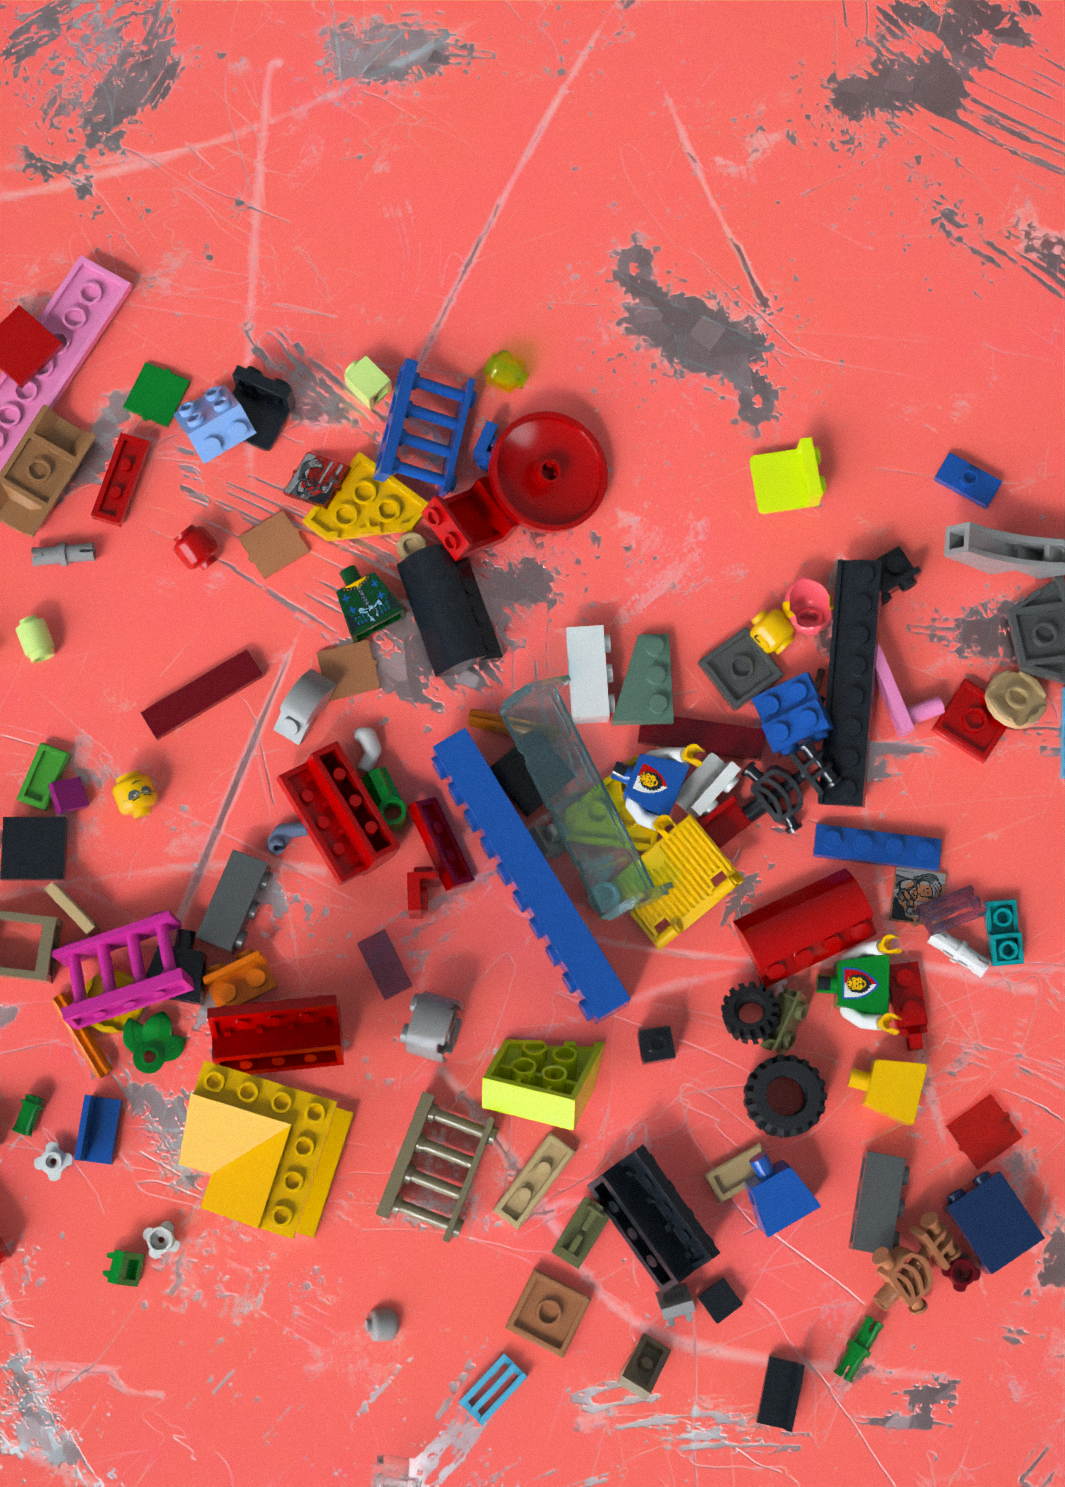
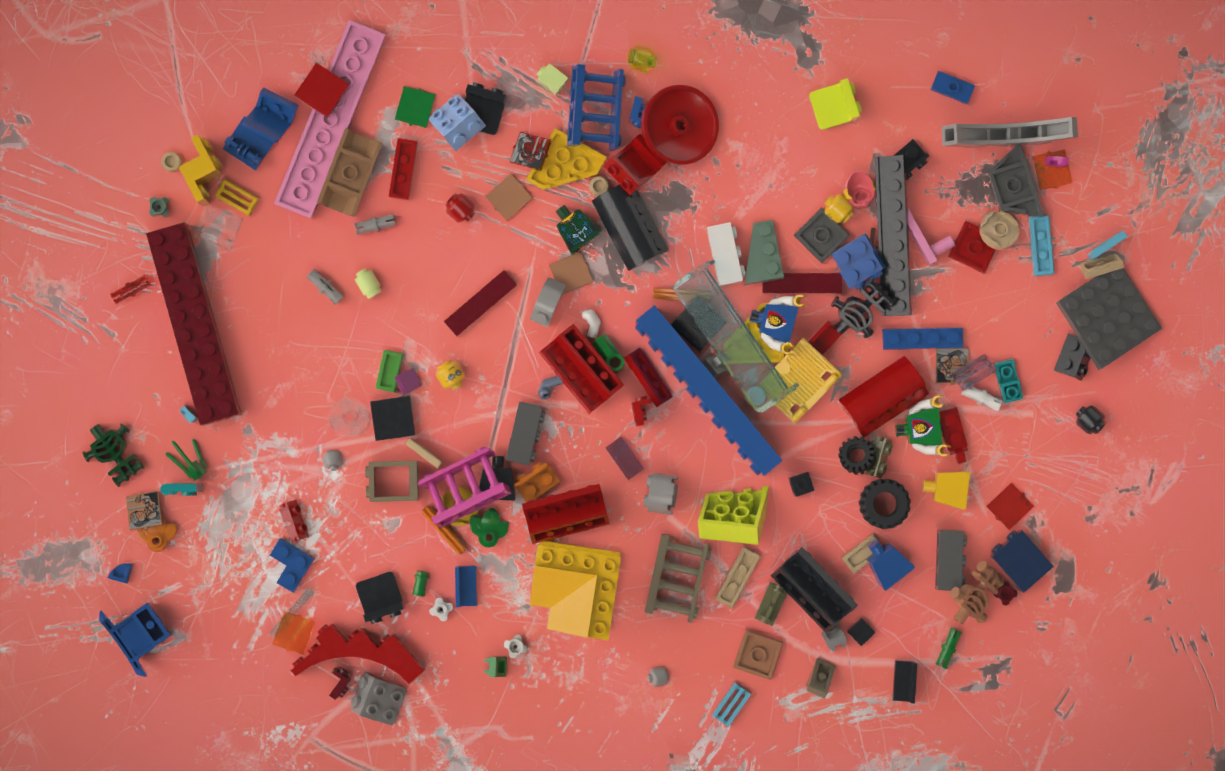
camera: 10 degrees left, 10 degrees up
(705, 784) = (810, 316): white bracket -> none

